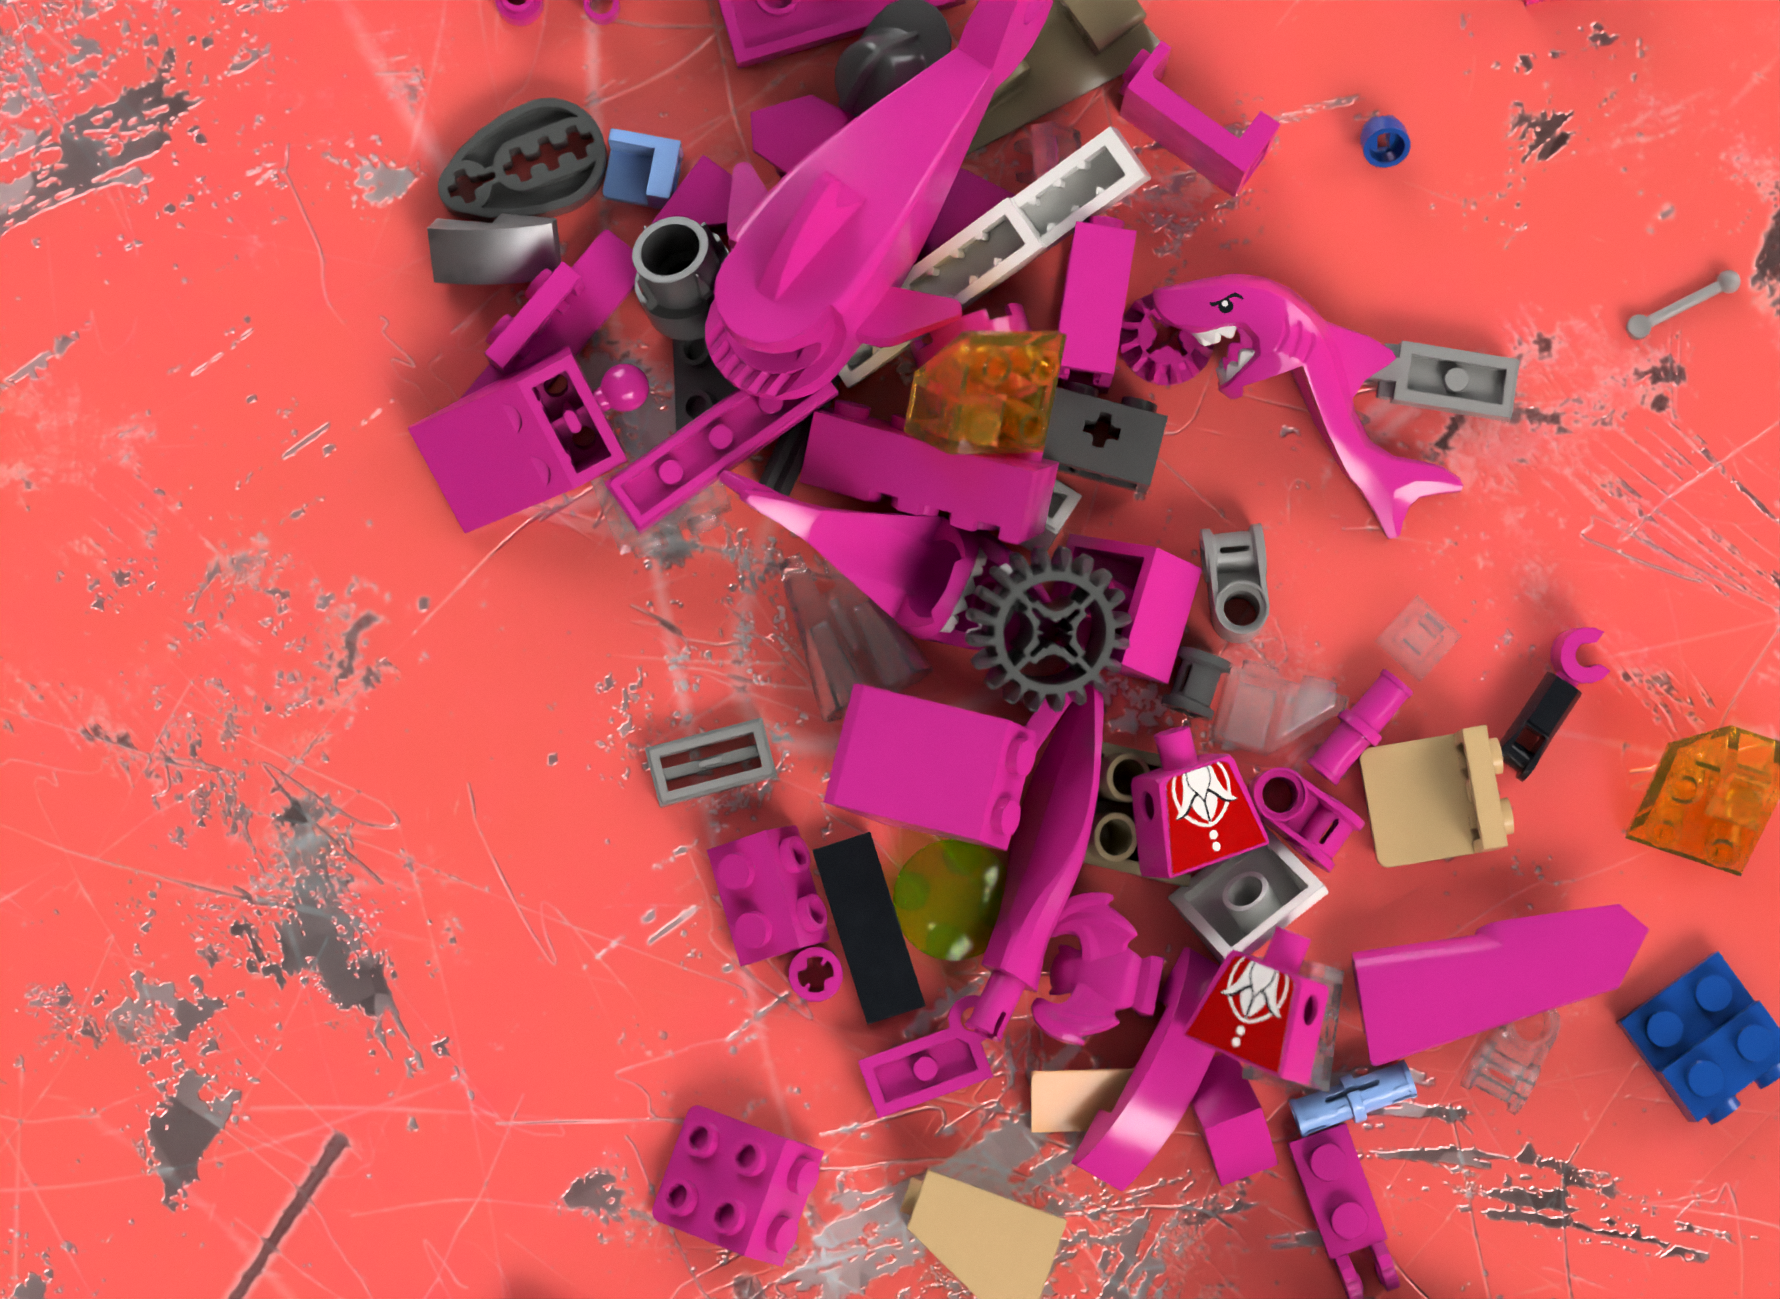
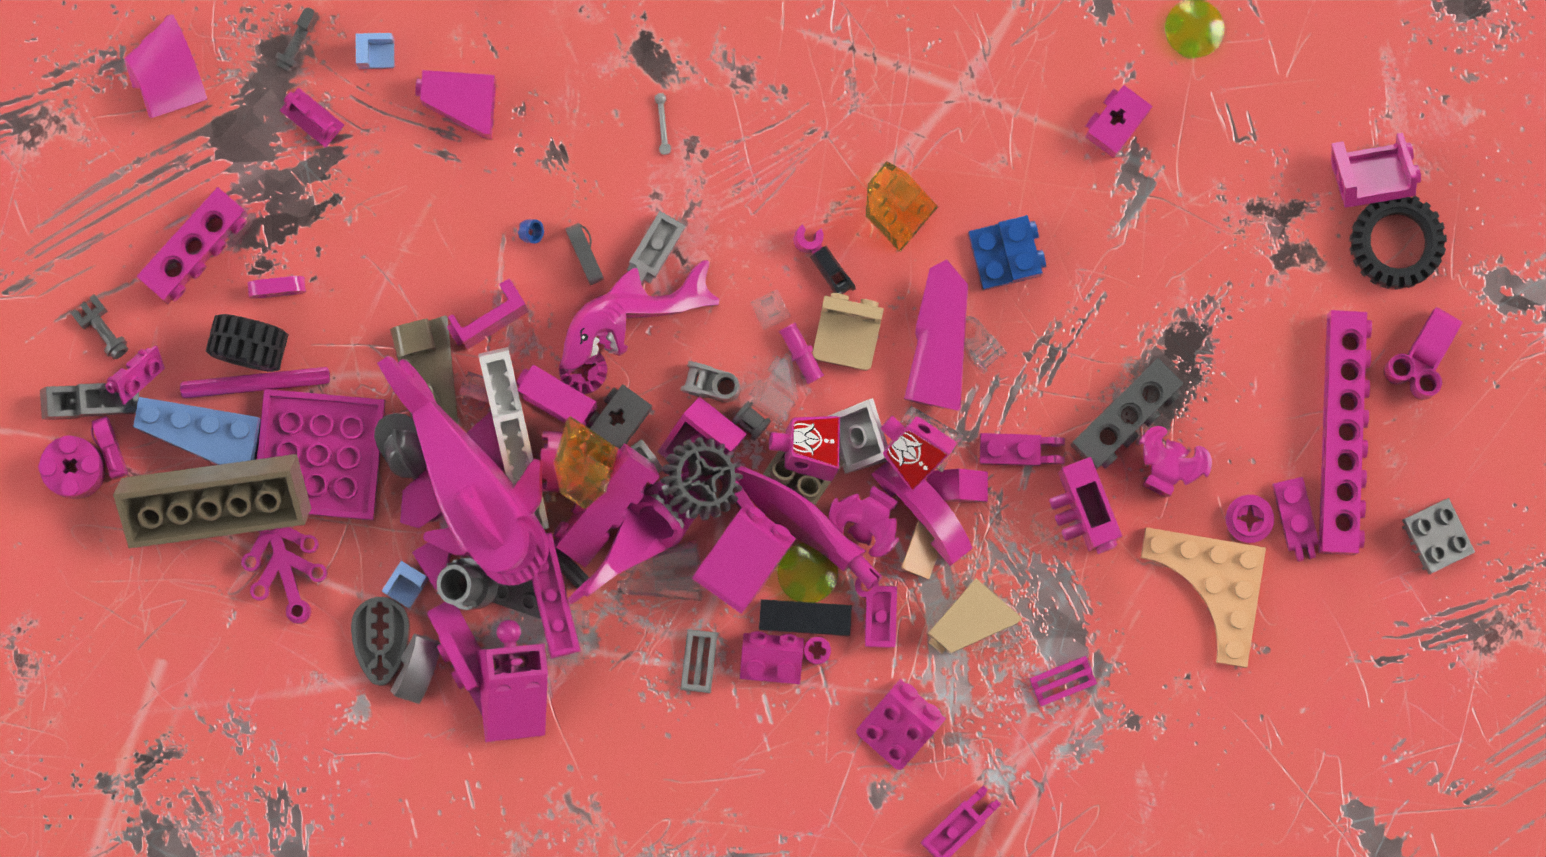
camera: 70 degrees left, 0 degrees up
(1306, 817) = (833, 394): dark pink piece -> none
(1353, 1098) = (971, 425): light blue pin -> none
(1383, 254) = (584, 253): none -> dark grey piece

